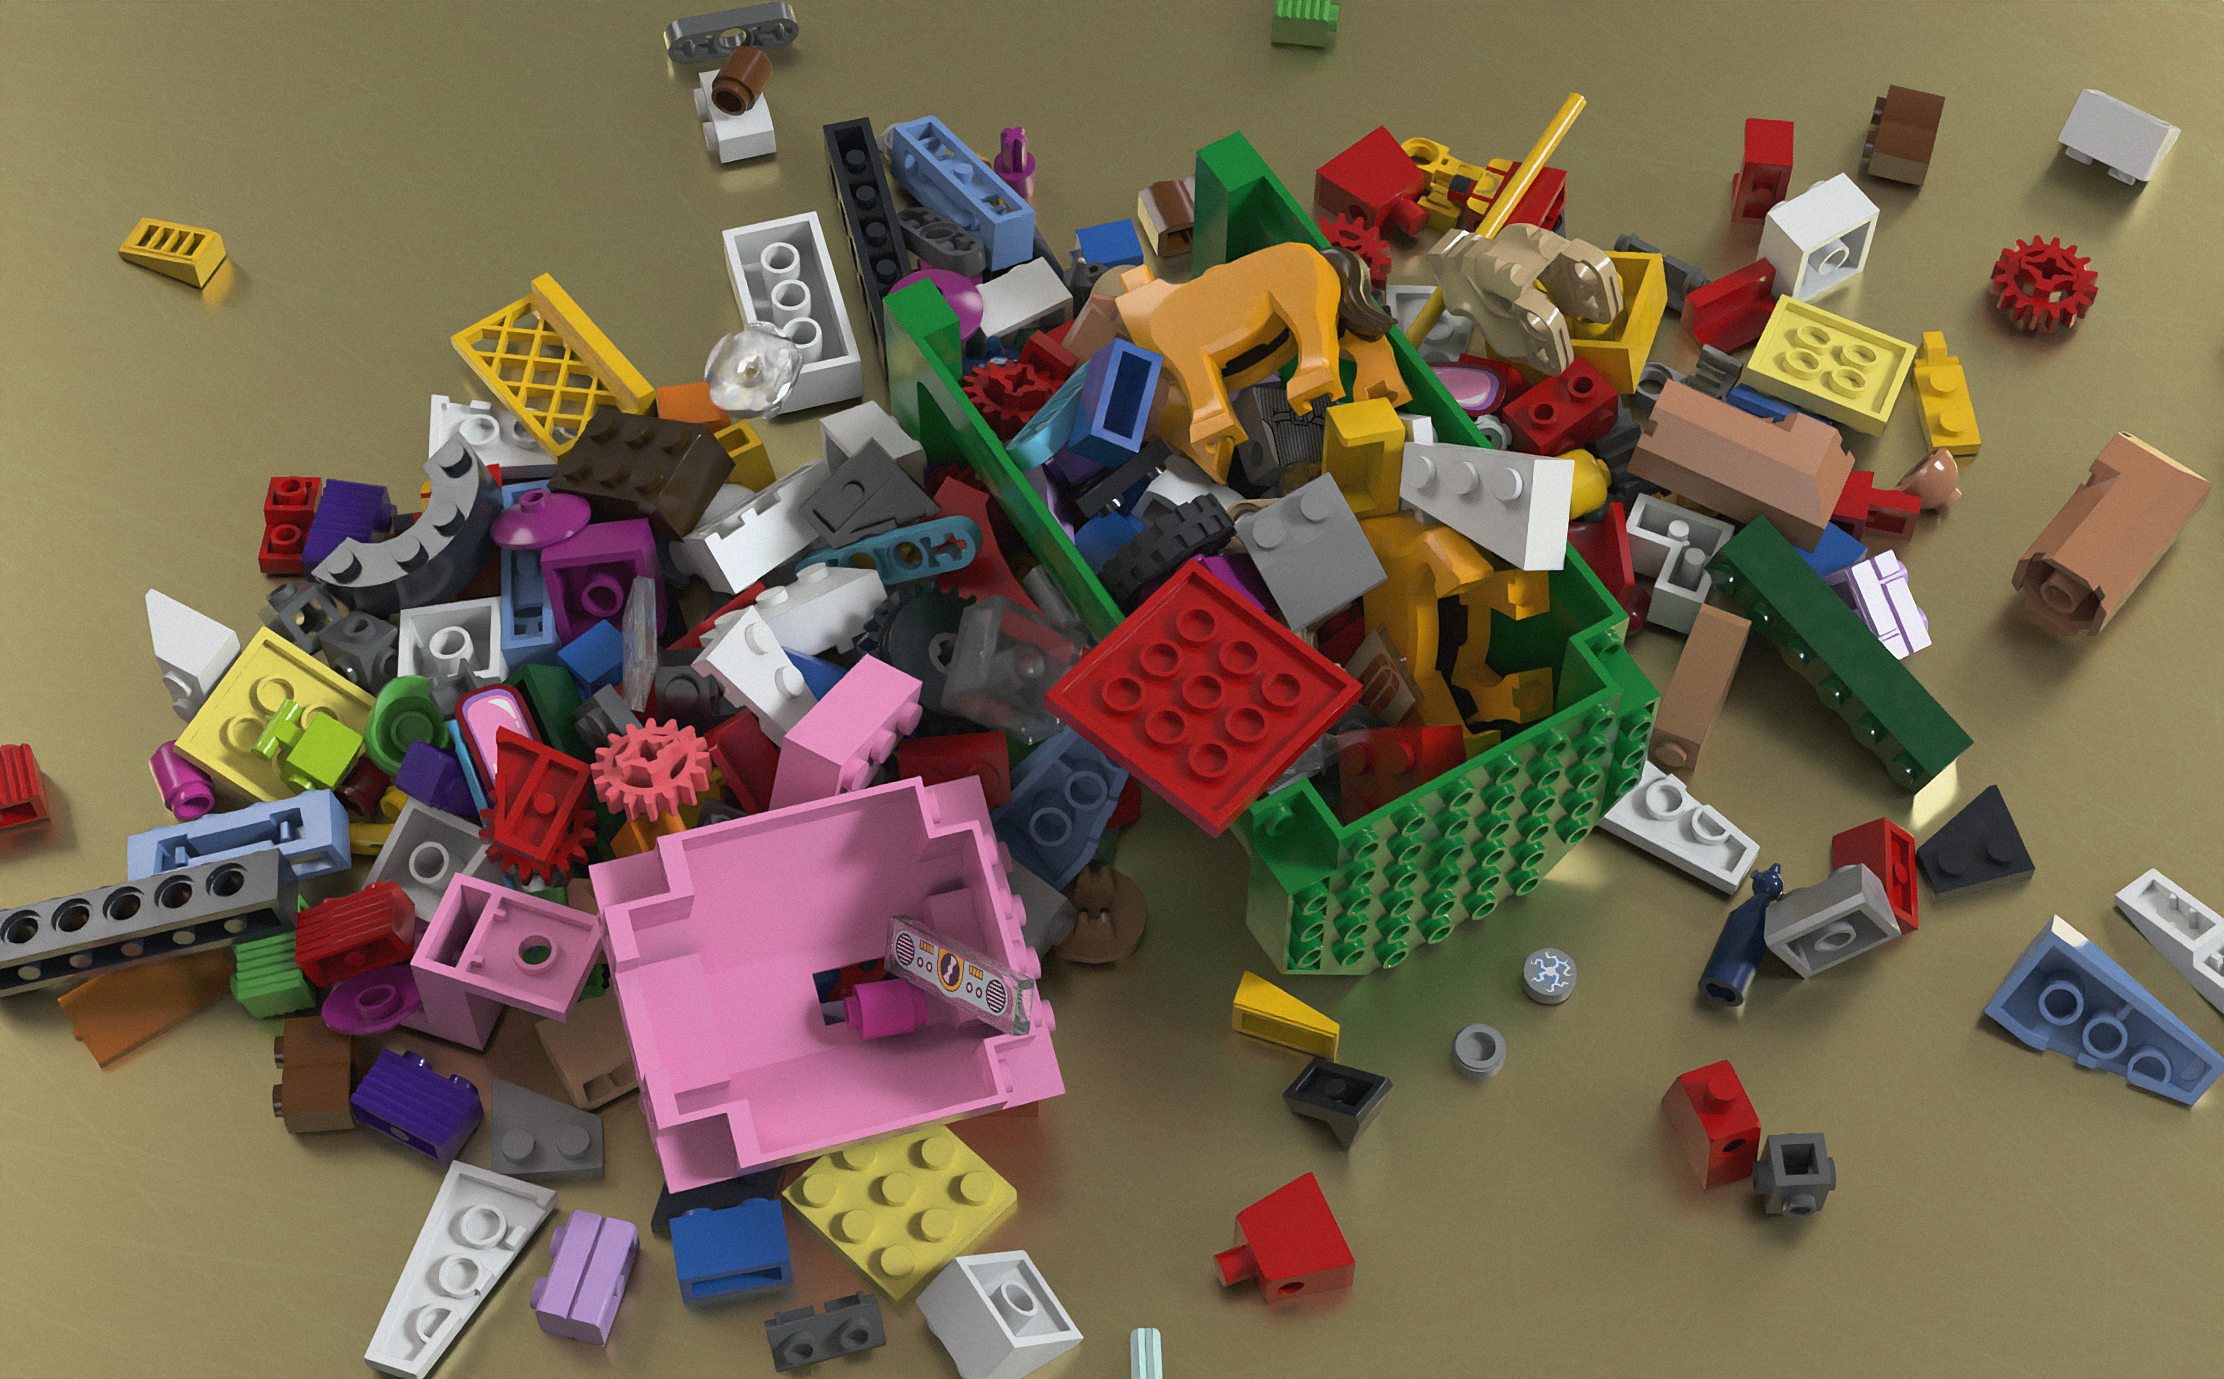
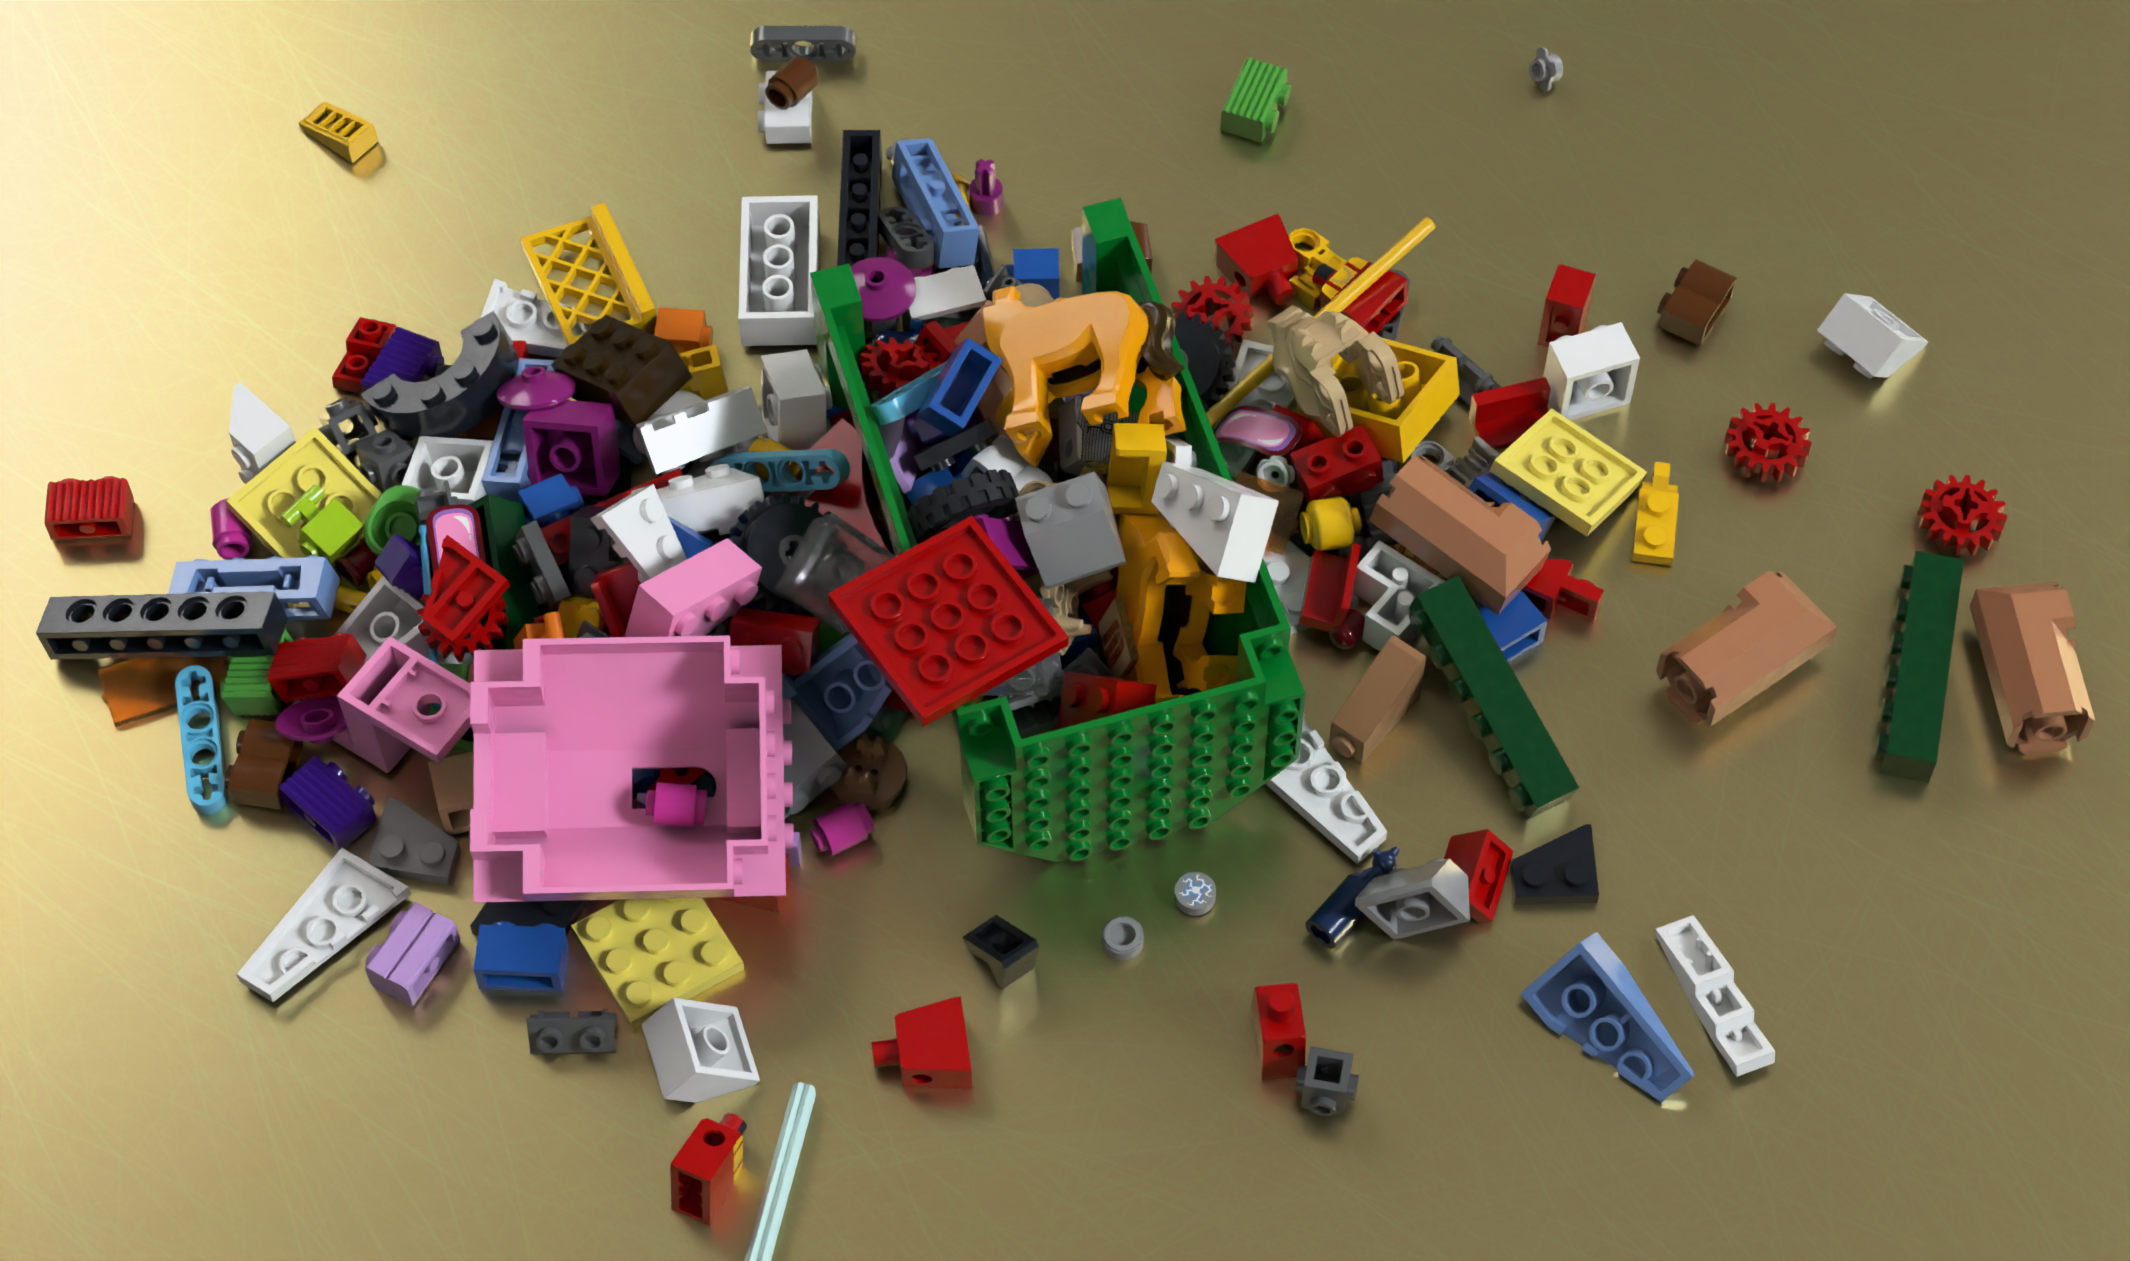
camera: 15 degrees right, 0 degrees up
(225, 1059) = (199, 739): none -> medium azure beam
(639, 643) = (572, 496): clear tile -> none
(651, 769) = (547, 590): coral gear -> none
(769, 387) = (748, 309): clear plate -> none
(866, 498) = (773, 422): black wing -> none
(959, 975) = (728, 790): tile -> none
(1088, 991) = (842, 828): none -> dark pink brick
(1281, 1018) = (975, 877): yellow slope -> none
(1881, 599) = (1541, 666): brick -> none
(1933, 480) = (1622, 580): nougat brick -> none

